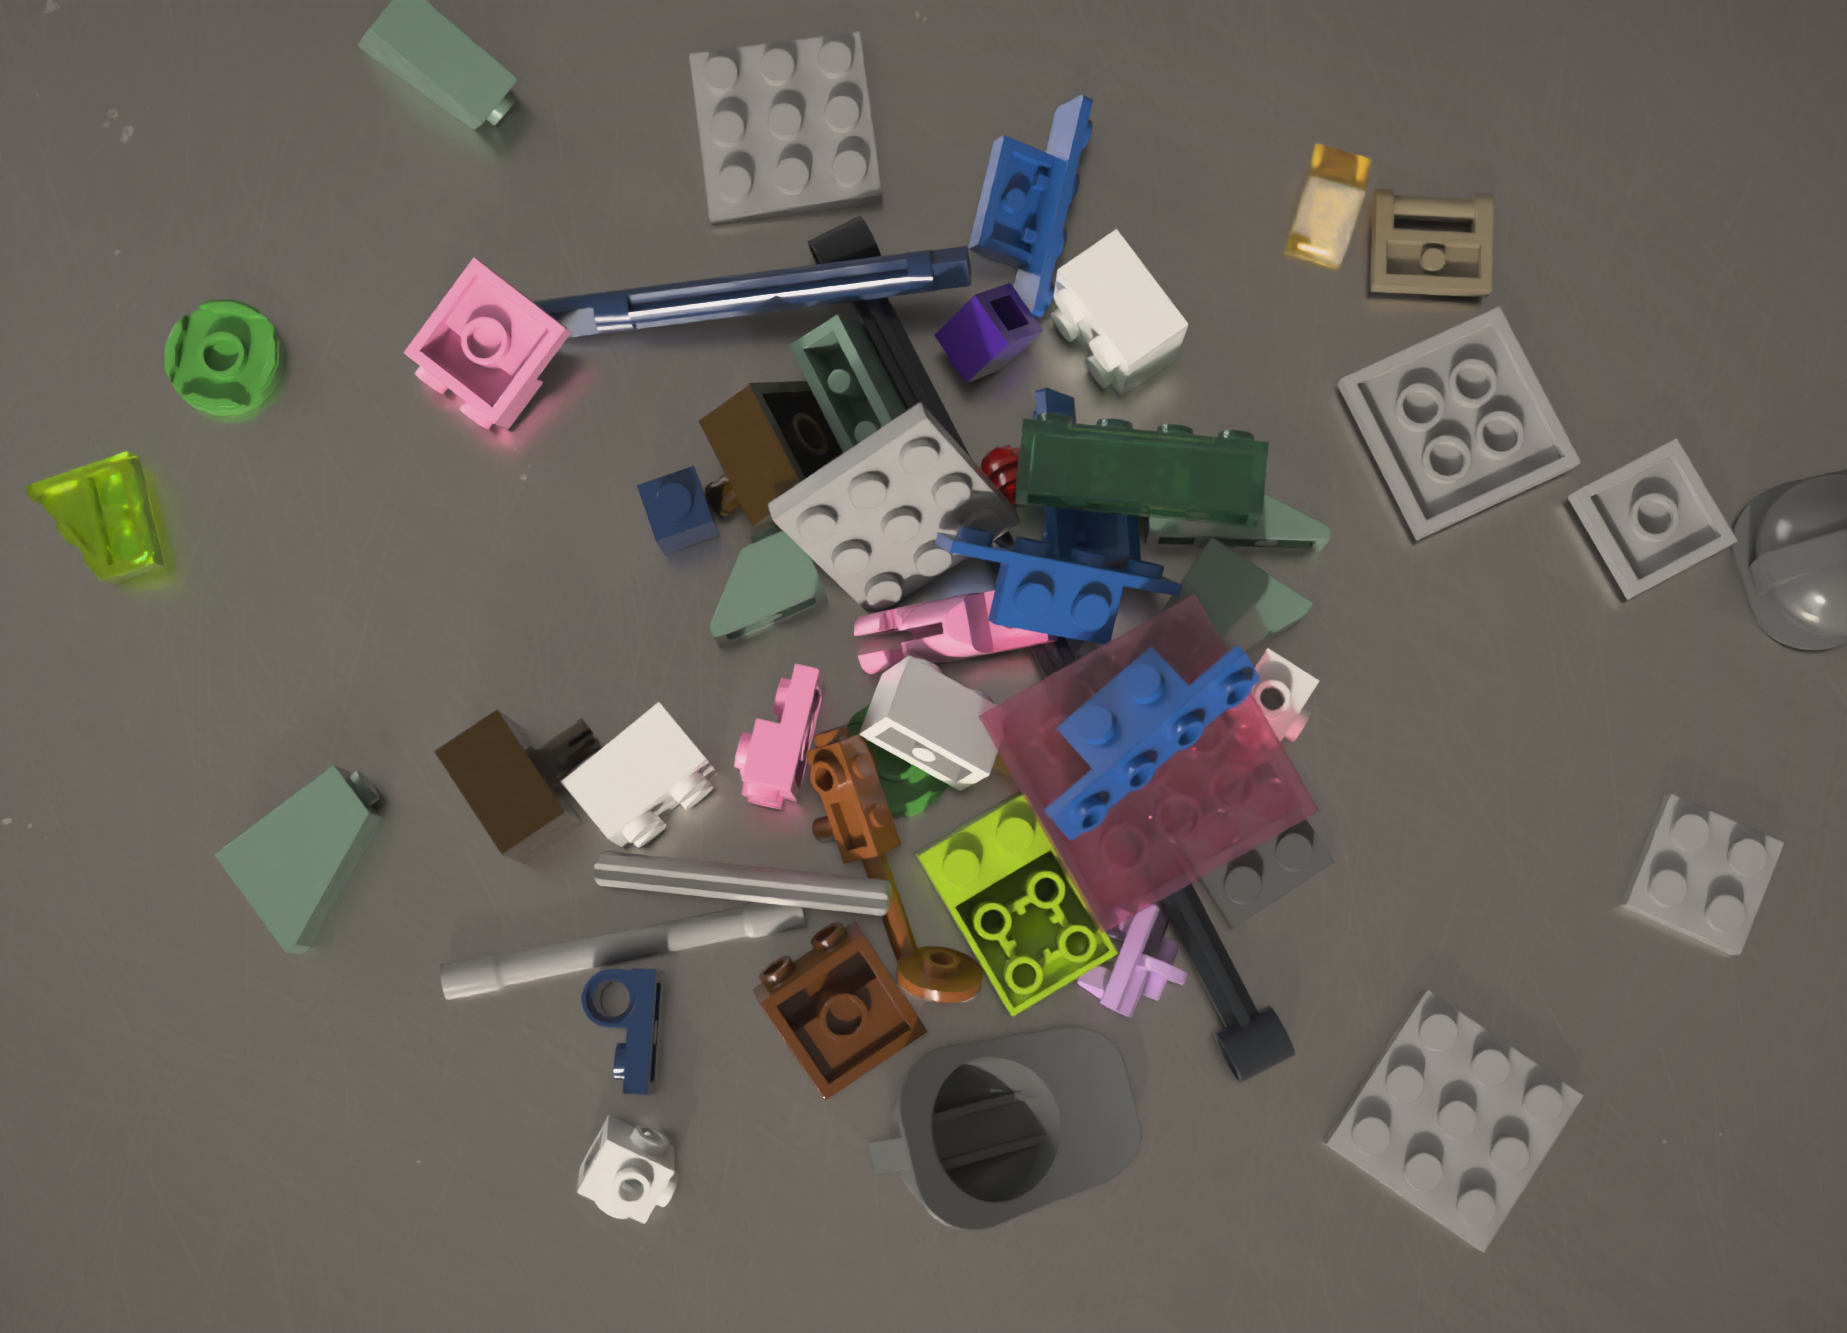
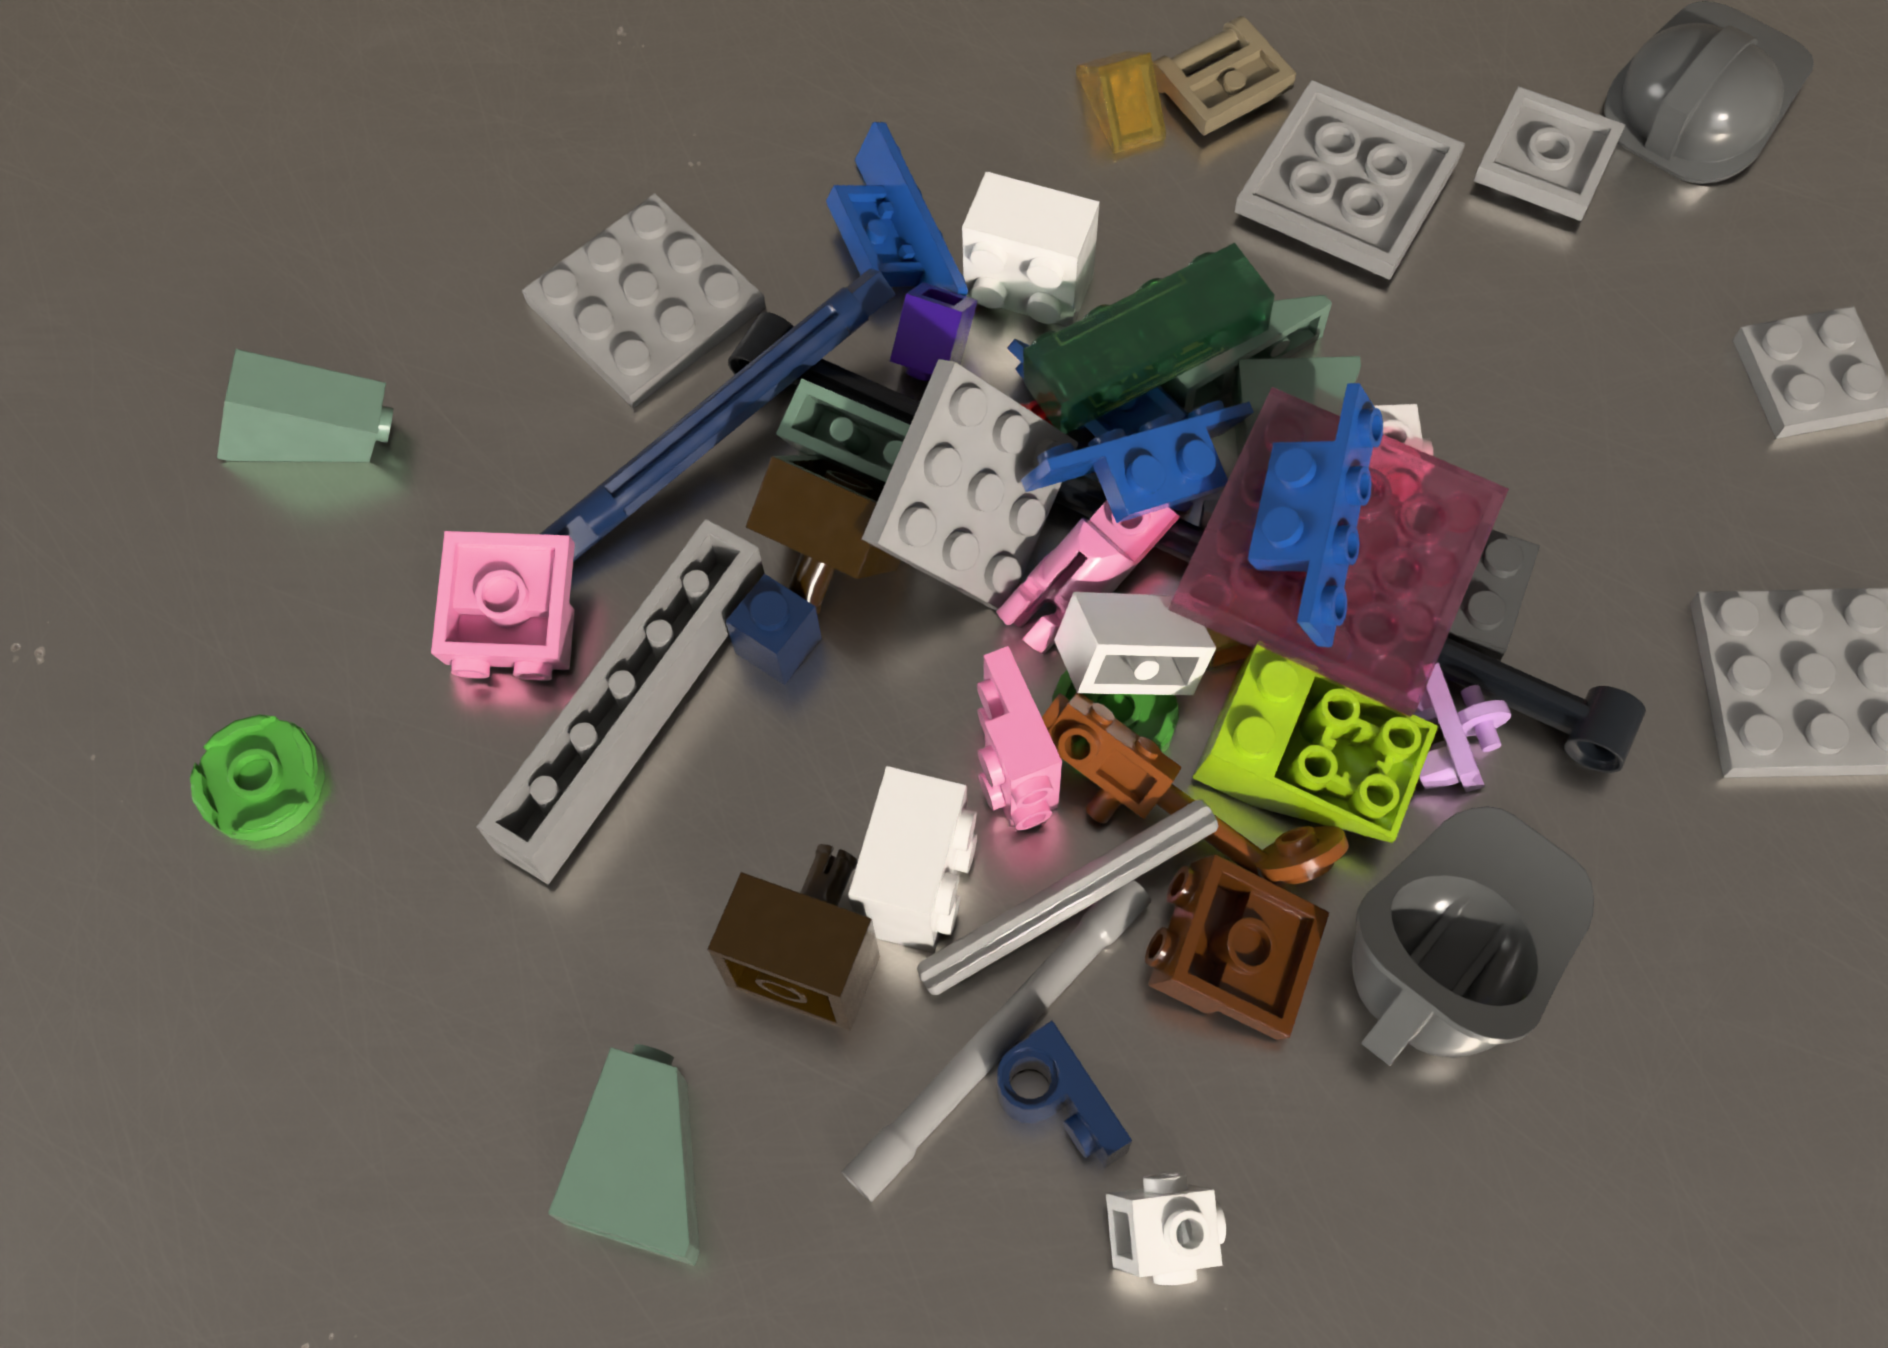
camera: 35 degrees left, 15 degrees down
(105, 515) = (225, 985): clear neon green wing -> none
(524, 494) = (622, 703): none -> light grey brick
(766, 586) = (900, 637): sand green slope -> none

